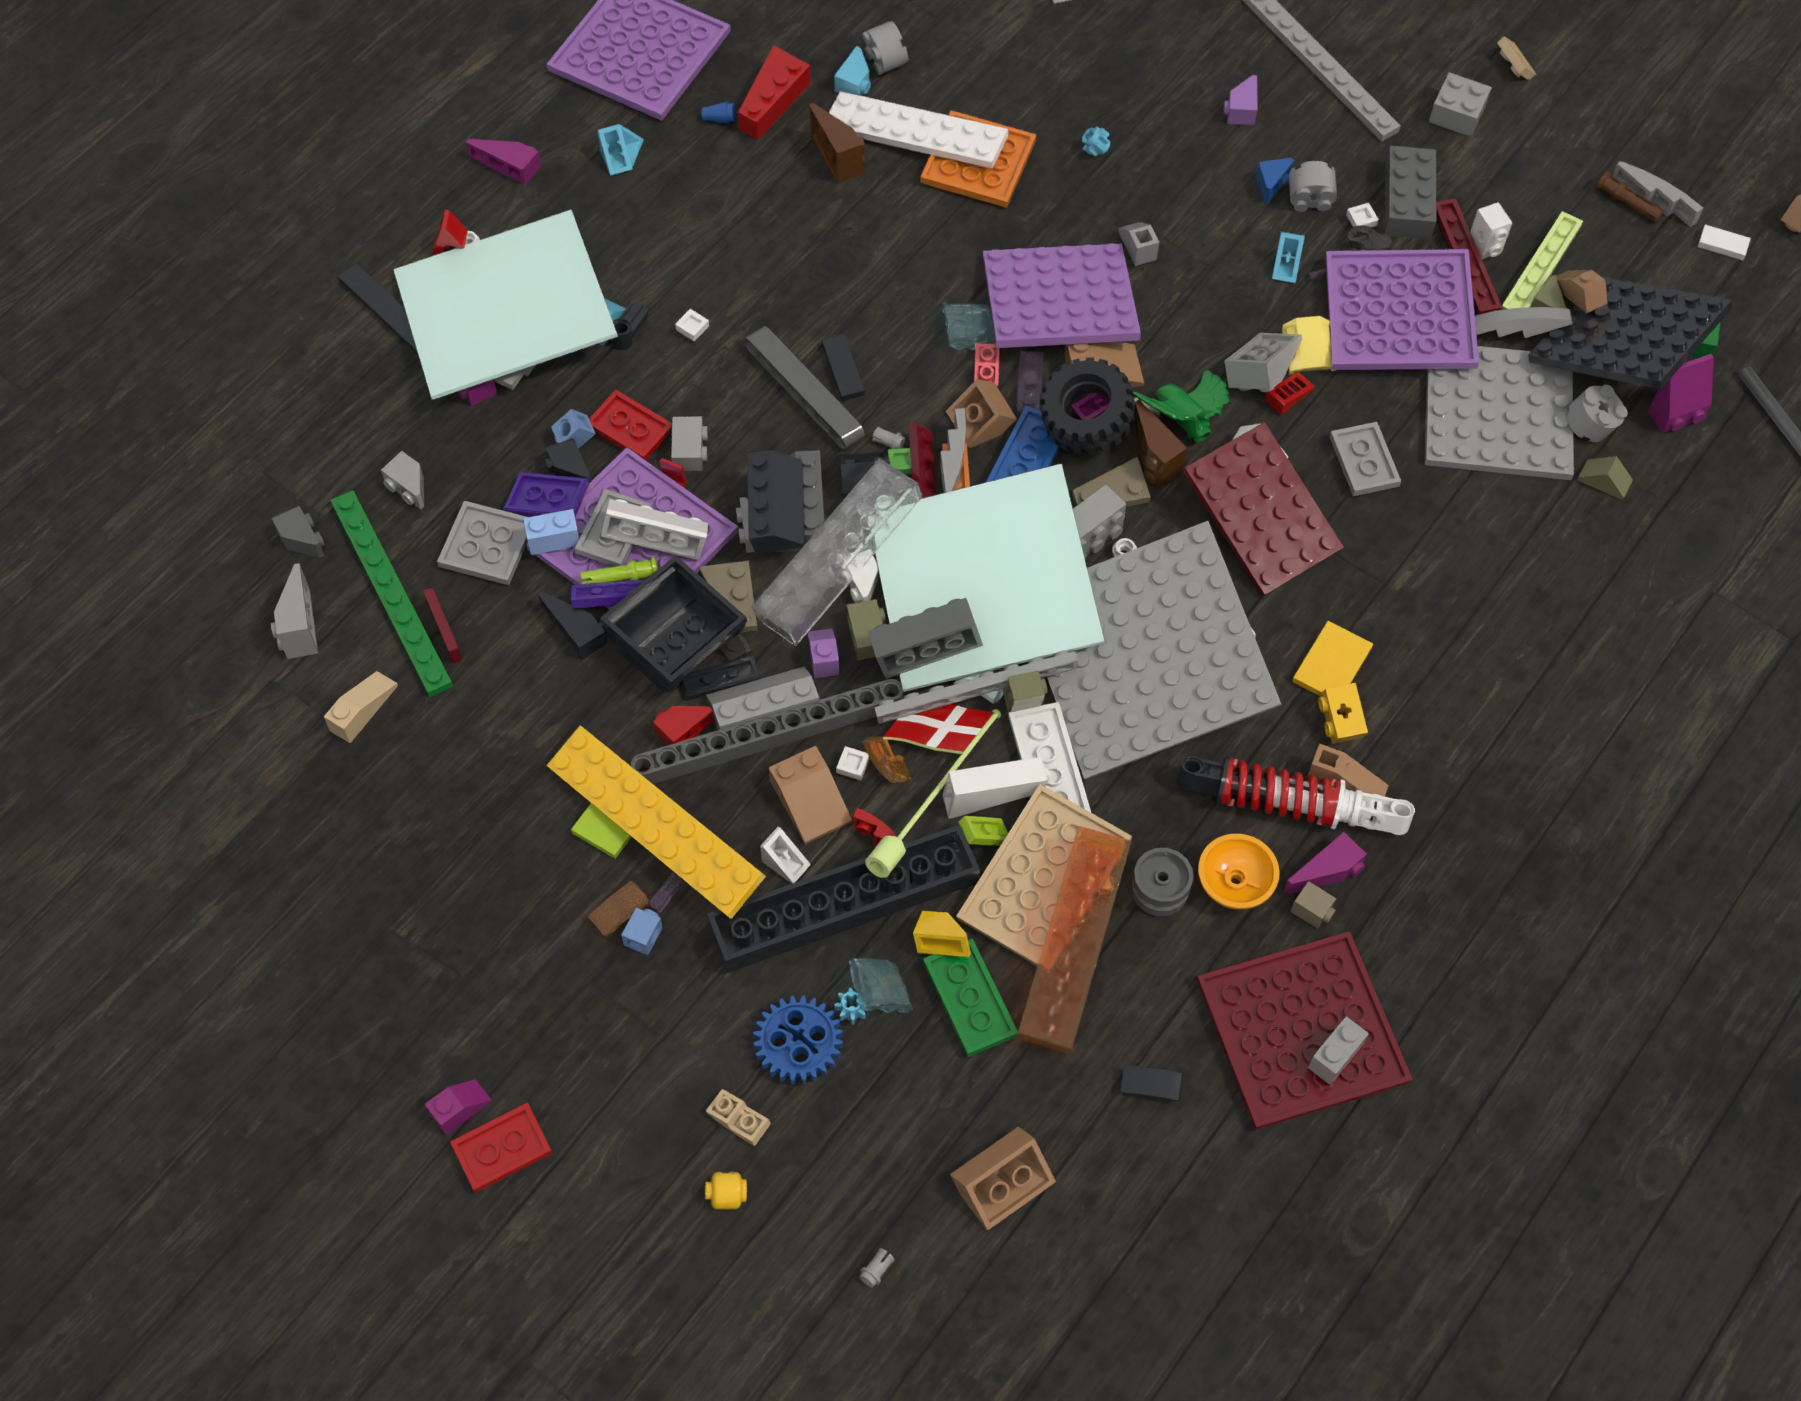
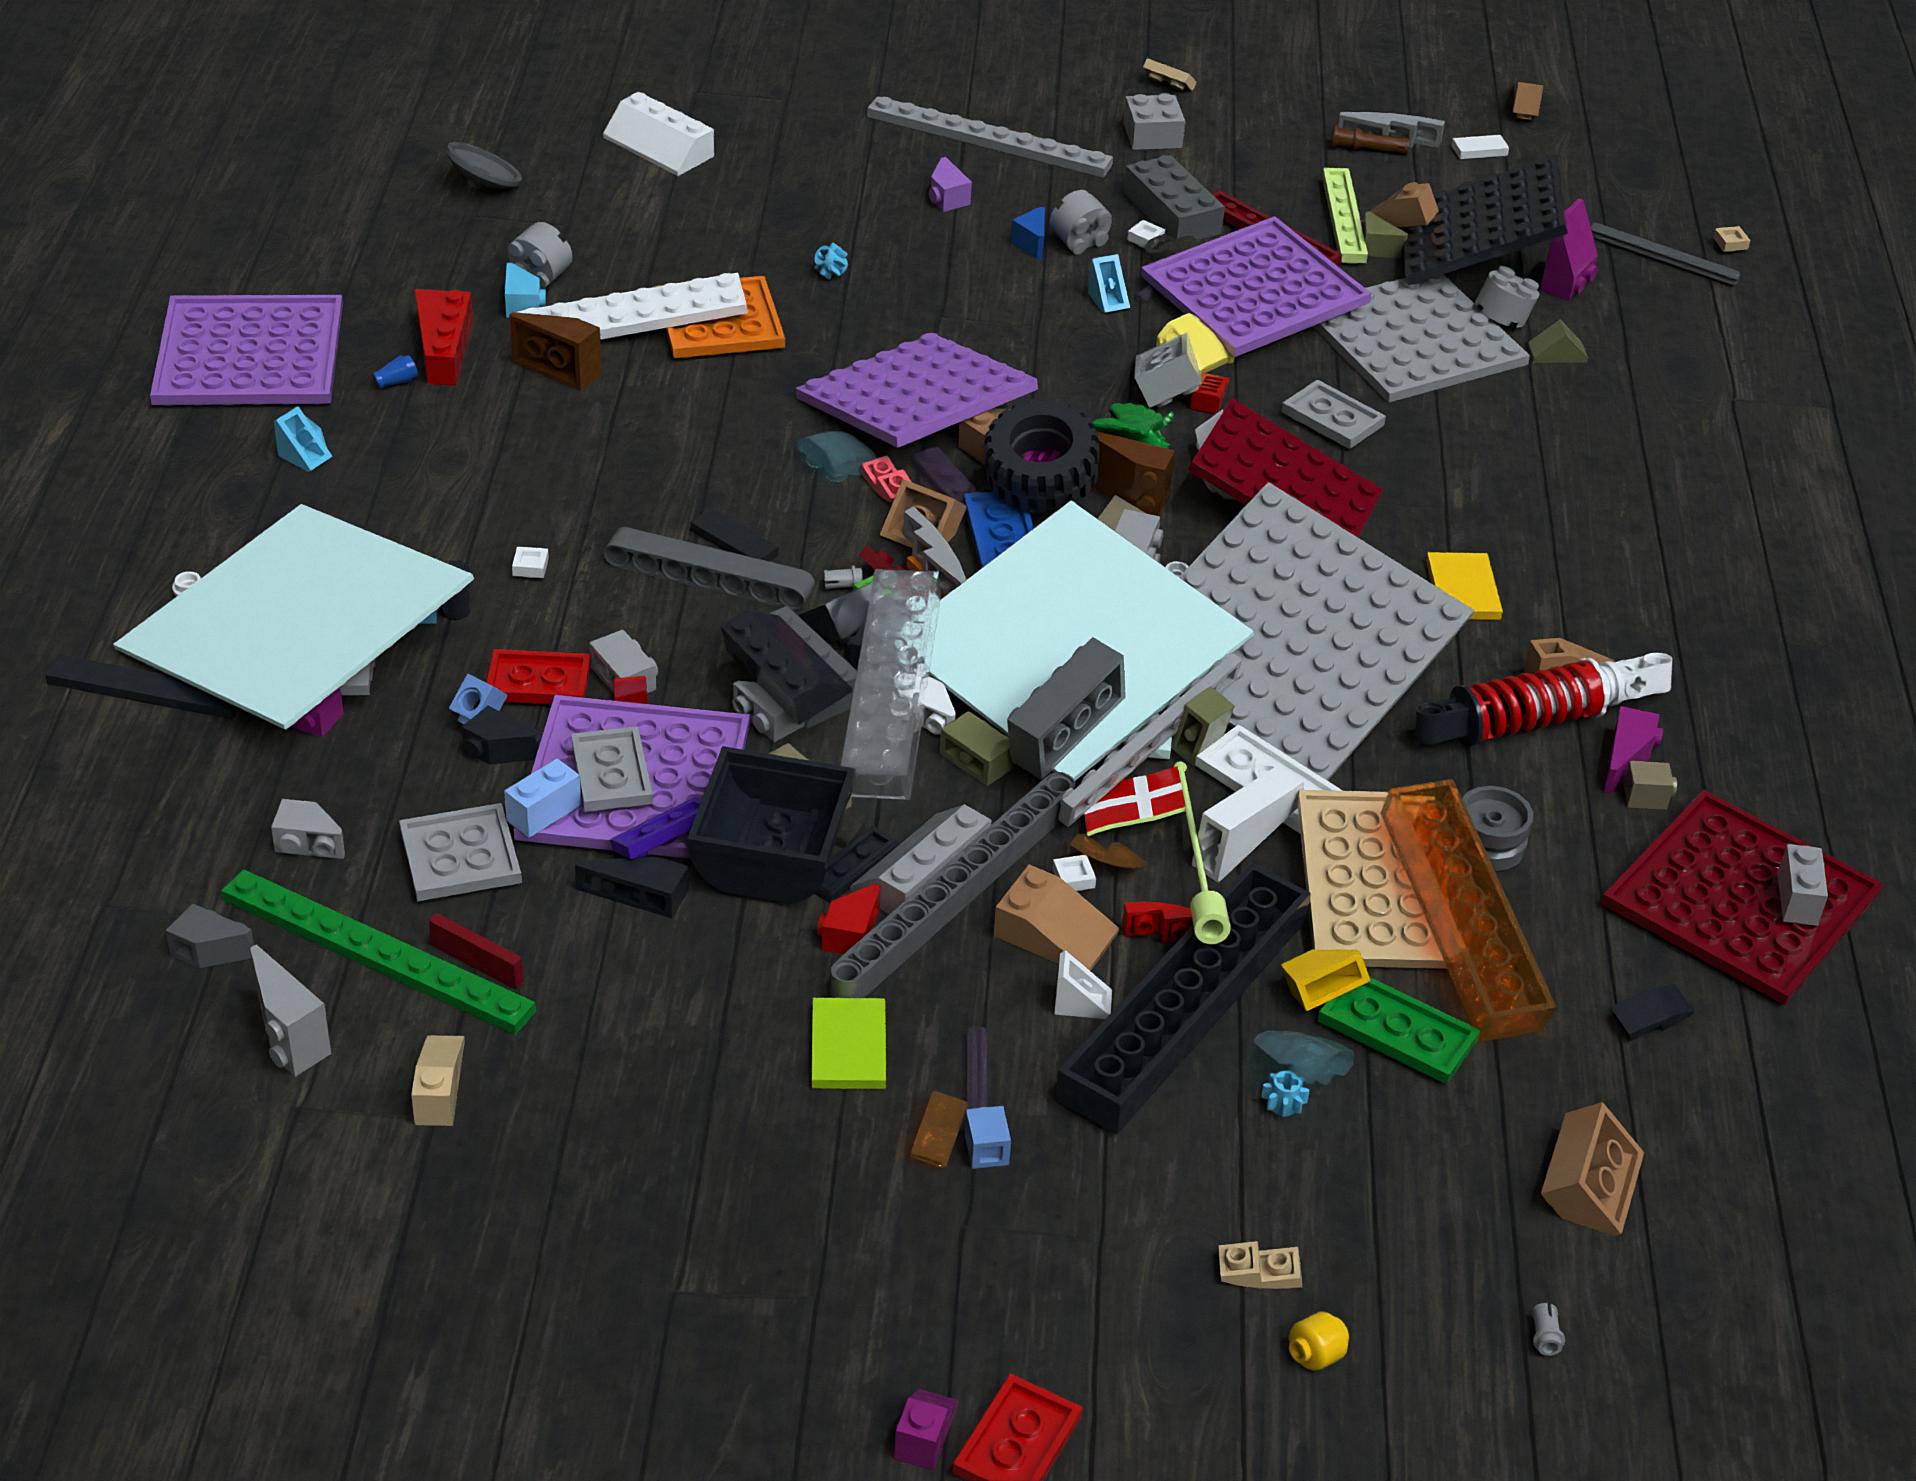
camera: 35 degrees left, 20 degrees down
(449, 233) = (160, 578): red slope -> none
(506, 157) = (170, 493): magenta slope -> none
(545, 494) = (486, 777): dark purple tile -> none
(632, 571) = (669, 796): lime pin -> none
(654, 529) = (668, 740): white slope -> none
(656, 822) = (915, 1012): yellow plate -> none
(813, 1021) = (1258, 1154): blue gear -> none
(823, 653) = (950, 786): medium lavender slope -> none
(983, 830) = (1275, 864): lime plate -> none
(1140, 242) = (954, 322): light grey slope -> none
(1243, 859) = (1559, 783): light orange hat -> none
(1347, 701) = (1519, 614): yellow brick -> none
(1490, 230) = (1280, 195): white brick -> none
(1529, 320) = (1379, 252): light grey slope -> none

